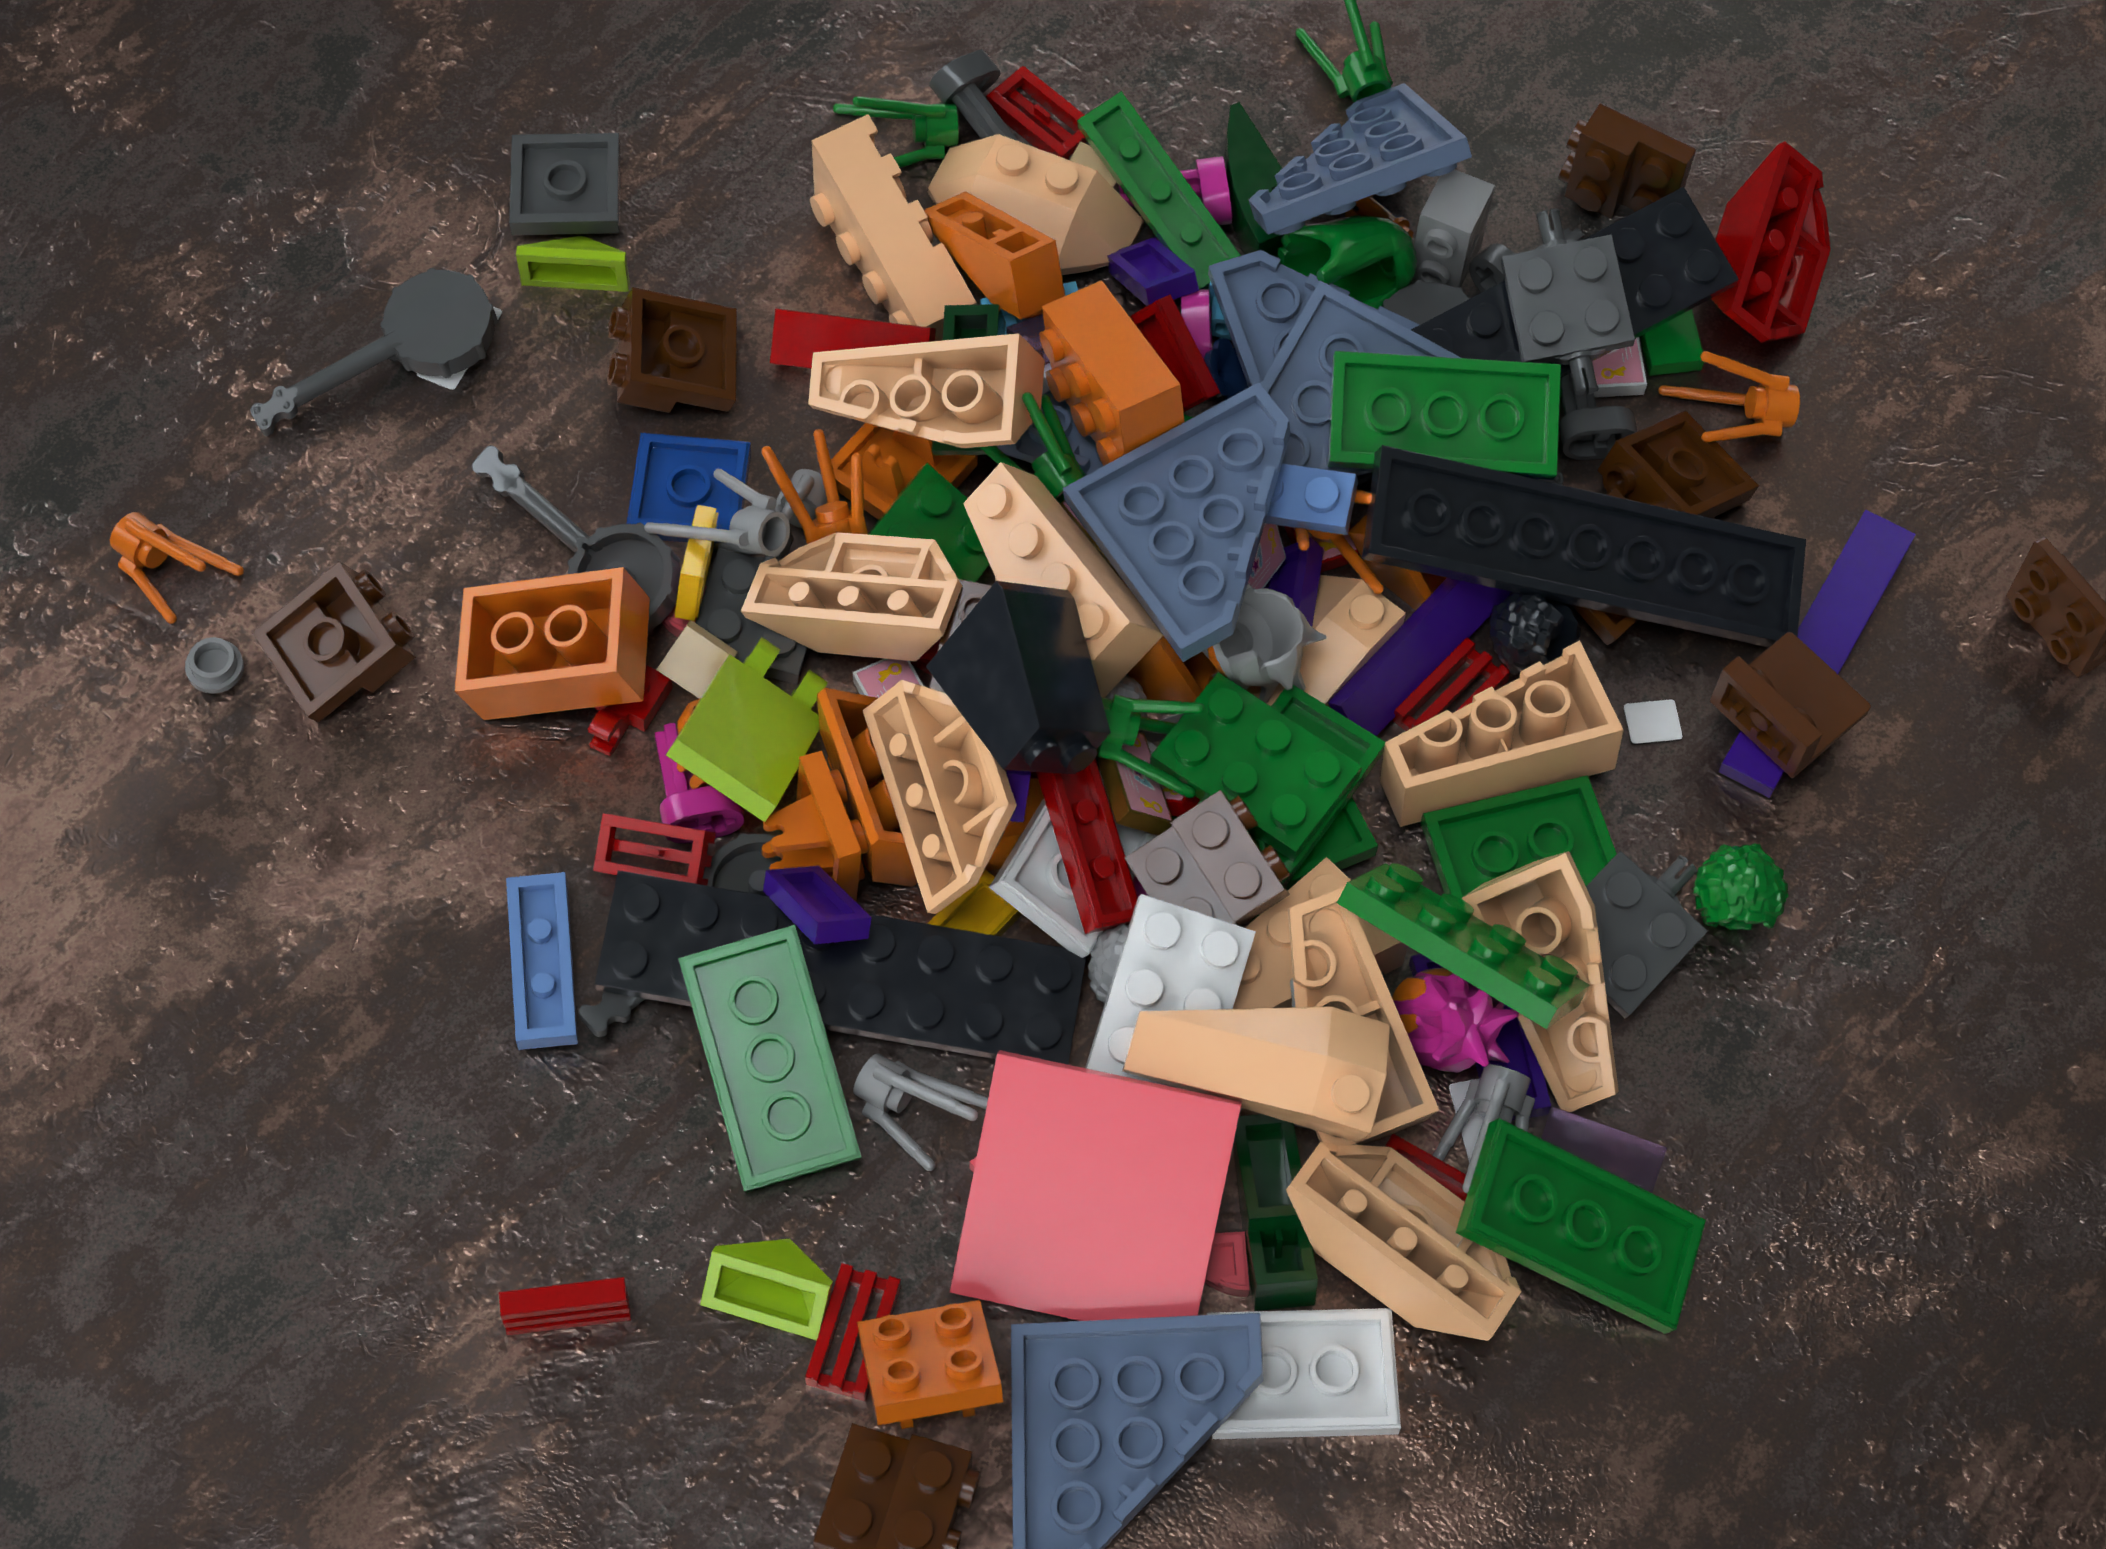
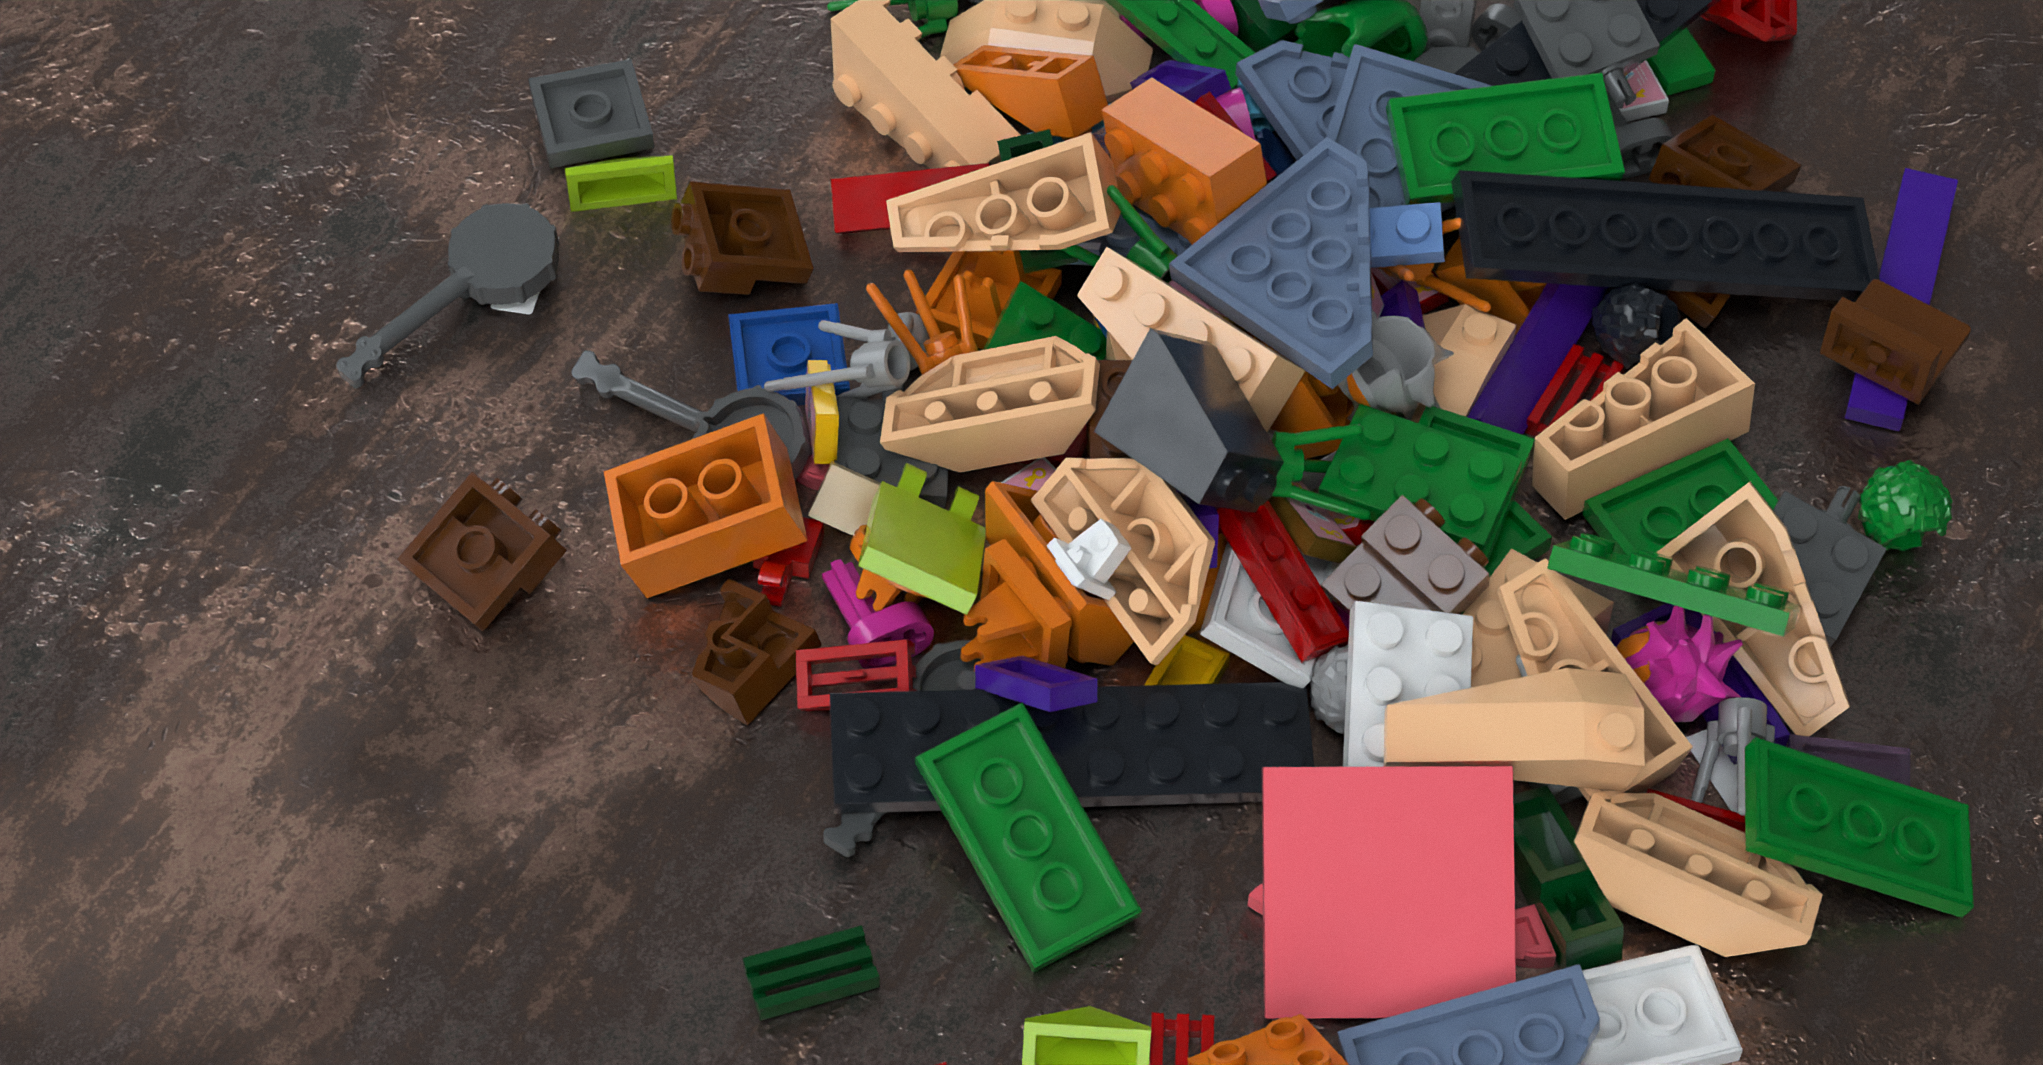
camera: 10 degrees left, 10 degrees down
(149, 545) = (269, 502): orange plant -> none
(214, 665) = (365, 597): light grey plate -> none
(532, 1126) = (809, 963): none -> dark green tile
(541, 961) = (772, 799): medium blue plate -> none
(563, 801) = (749, 652): none -> reddish brown slope
(891, 1086) = (1151, 843): light grey plant -> none
(893, 795) = (1092, 557): none -> white brick
(1653, 721) = (1772, 387): white sticker -> none
(1770, 404) = (1789, 94): orange plant -> none

